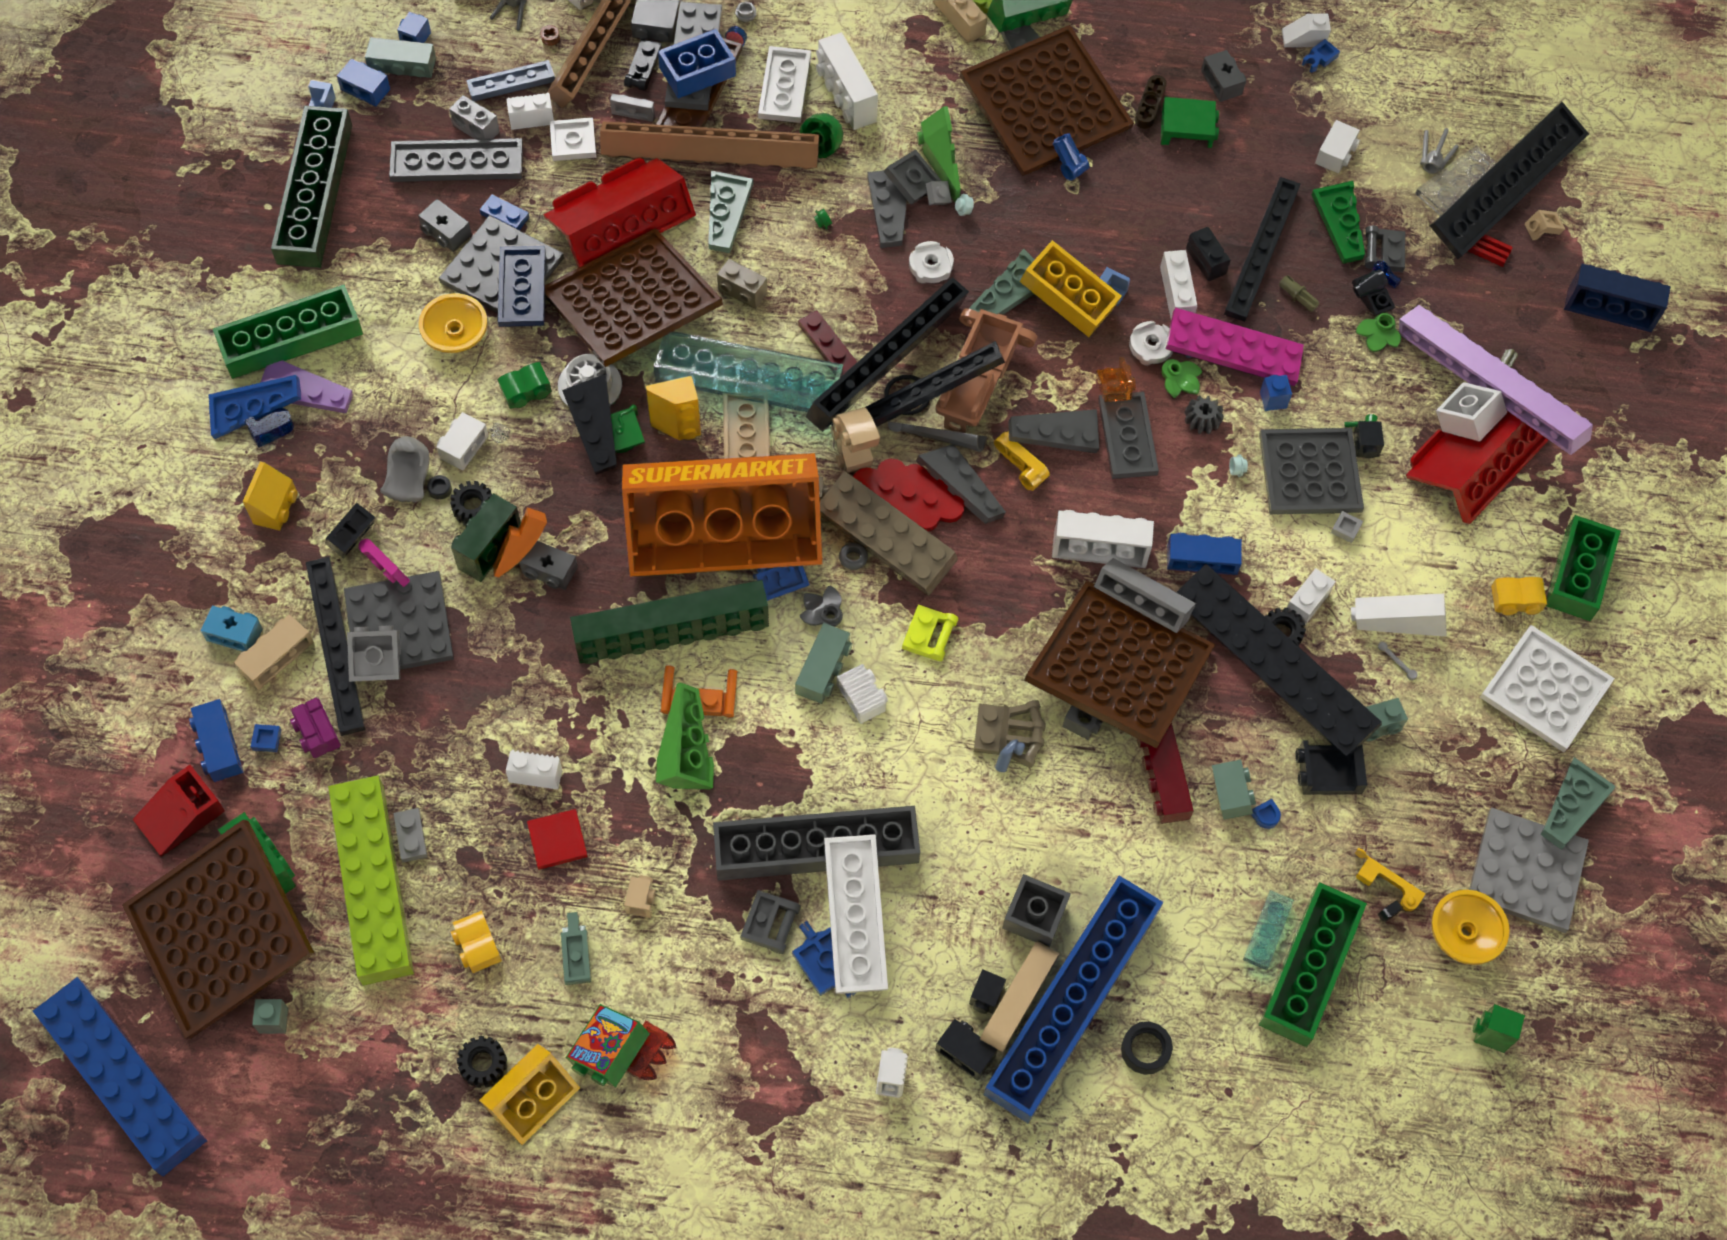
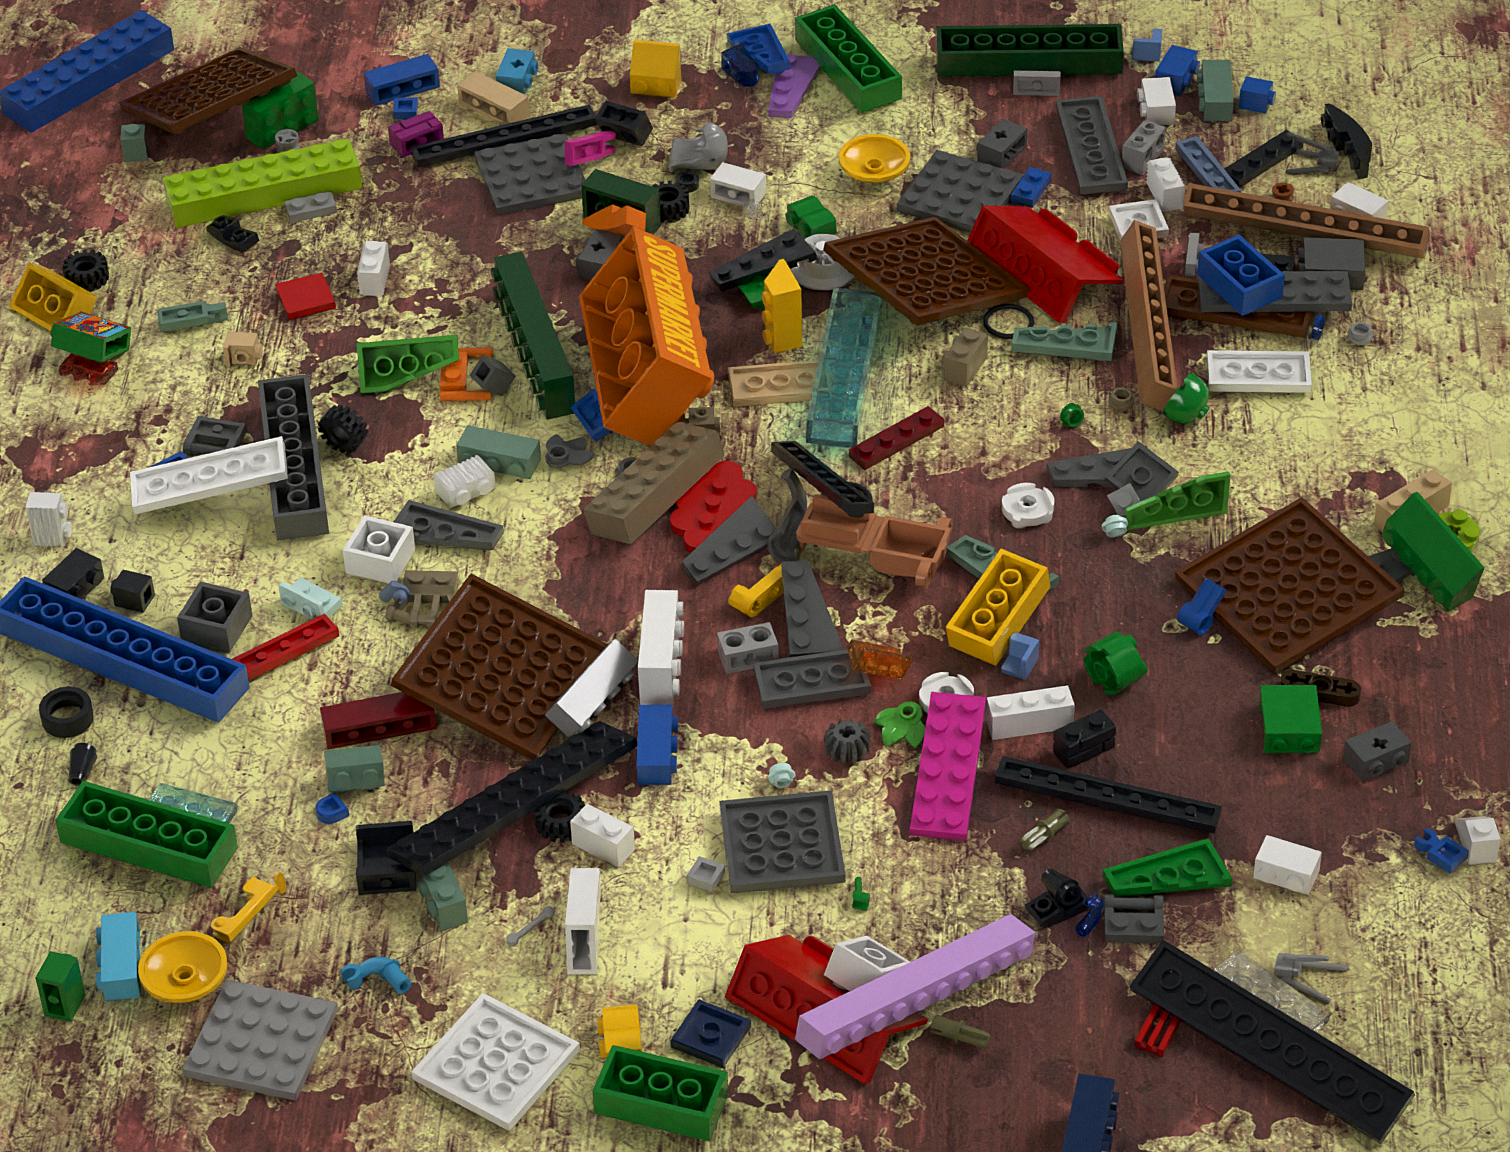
camera: 90 degrees right, 20 degrees down
(178, 811) = (334, 68): red slope -> none
(299, 851) = (286, 140): none -> light grey wheel
(352, 190) = (1037, 83): none -> light grey panel
(374, 654) = (487, 147): light grey plate -> none
(407, 102) = (1157, 101): none -> white brick
(442, 913) = (230, 233): none -> black slope
(476, 942) = (199, 254): yellow brick -> none
(497, 40) = (1263, 158): none -> black plate
(521, 286) = (927, 196): plate -> none
(696, 237) = (1005, 306): none -> black piece
(720, 662) = (492, 375): none -> dark grey brick
(784, 795) = (343, 429): none -> black tyre
(805, 177) = (1121, 399): none -> dark tan plate
(847, 81) = (1265, 409): white brick -> none
(854, 437) = (764, 430): tan brick -> none
(886, 354) = (875, 455): black brick -> none
(918, 719) = (448, 528): none -> dark grey wing
(922, 630) = (543, 532): neon yellow plate -> none
(956, 765) = (379, 549): none -> white brick
(1004, 831) = (309, 599): none -> light aqua bracket
(1019, 996) = (110, 595): tan beam -> none
(1069, 852) = (288, 646): none -> red plate
(1097, 478) = (746, 645): none -> light grey brick
(1134, 220) = (1114, 662): none -> green brick
(1213, 1031) = (81, 762): none -> black cone
(1275, 392) = (887, 803): blue brick -> none
(1368, 439) = (827, 888): black brick -> none
(1379, 335) = (1003, 904): bright green plate -> none
(1390, 911) = (209, 906): black tile -> none
(1448, 985) = (118, 956): none -> medium azure brick
(1452, 770) = (384, 966): none -> dark azure piece
(1506, 536) = (710, 1033): none -> dark blue tile
(1544, 222) = (1208, 1085): tan bracket -> none
(1575, 803) = (345, 1082): sand green wing -> none

